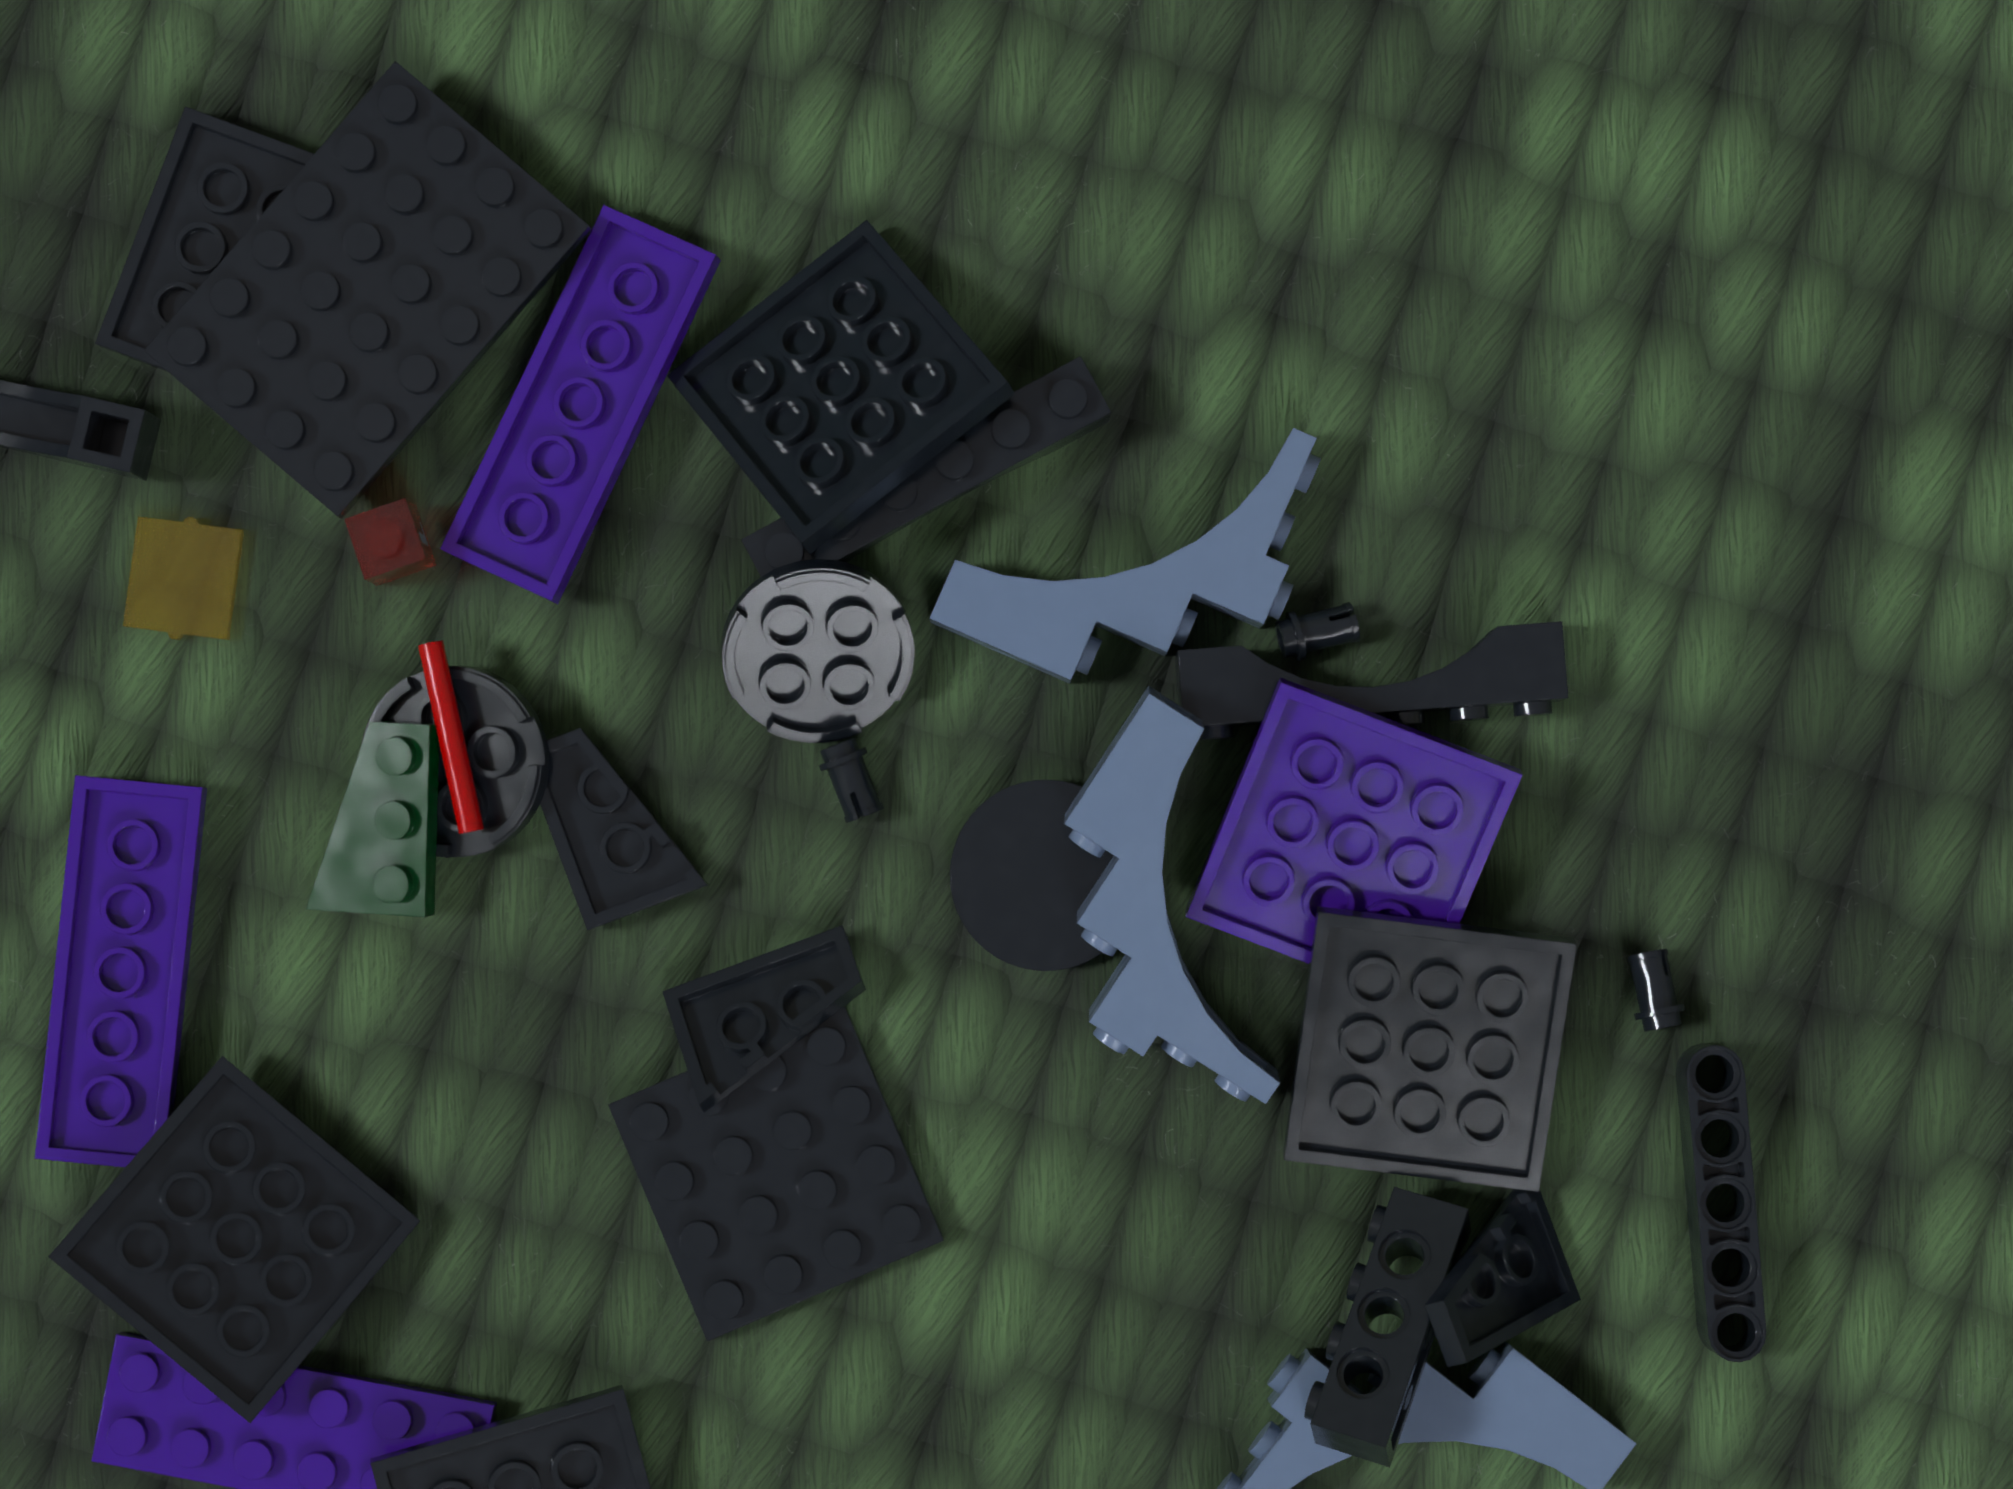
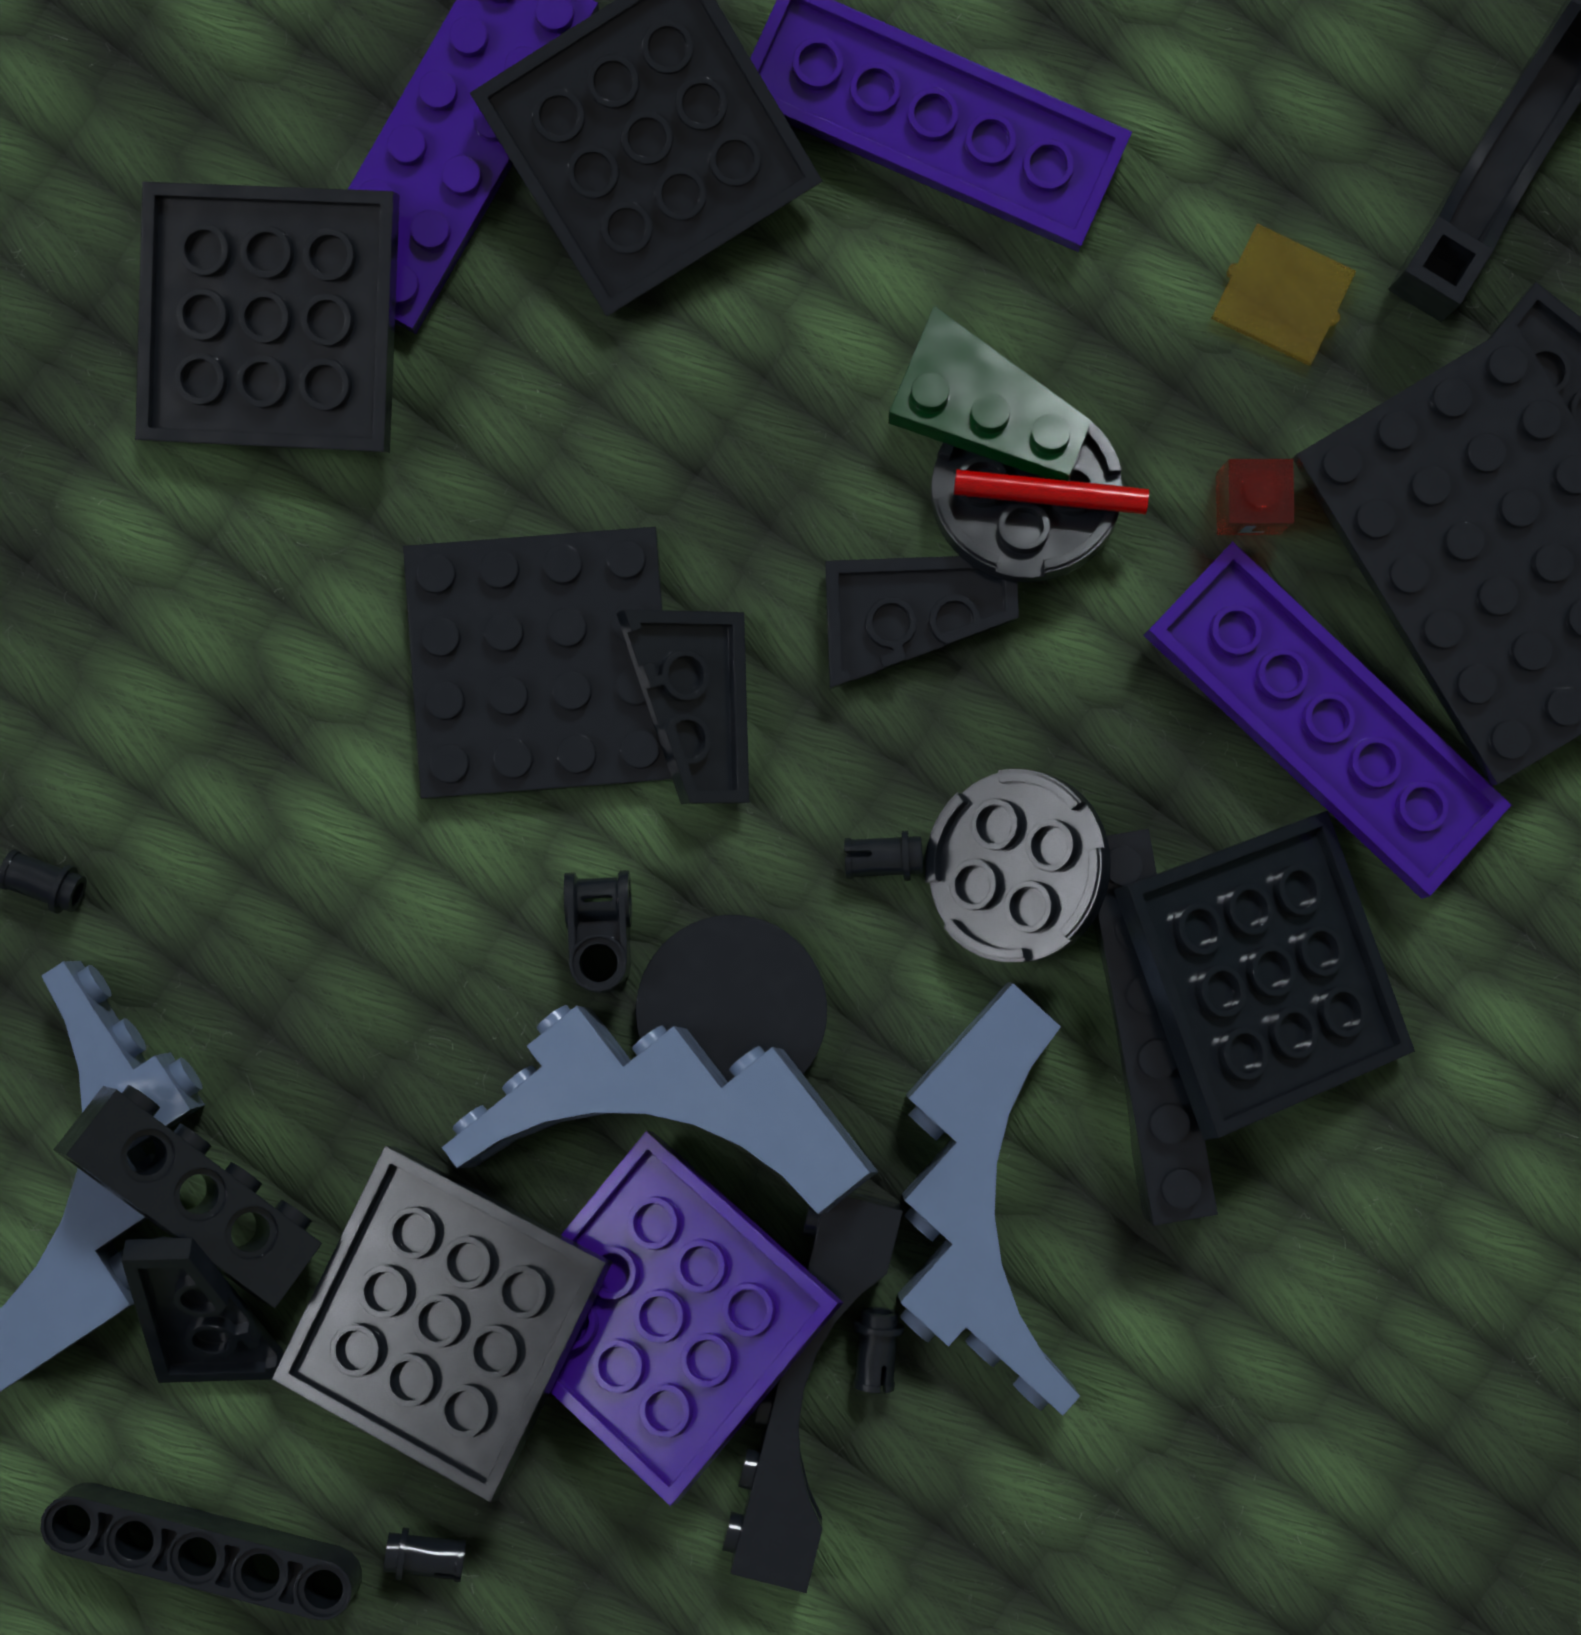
camera: 110 degrees right, 0 degrees up
(1006, 1028) = (598, 925): none -> black piece

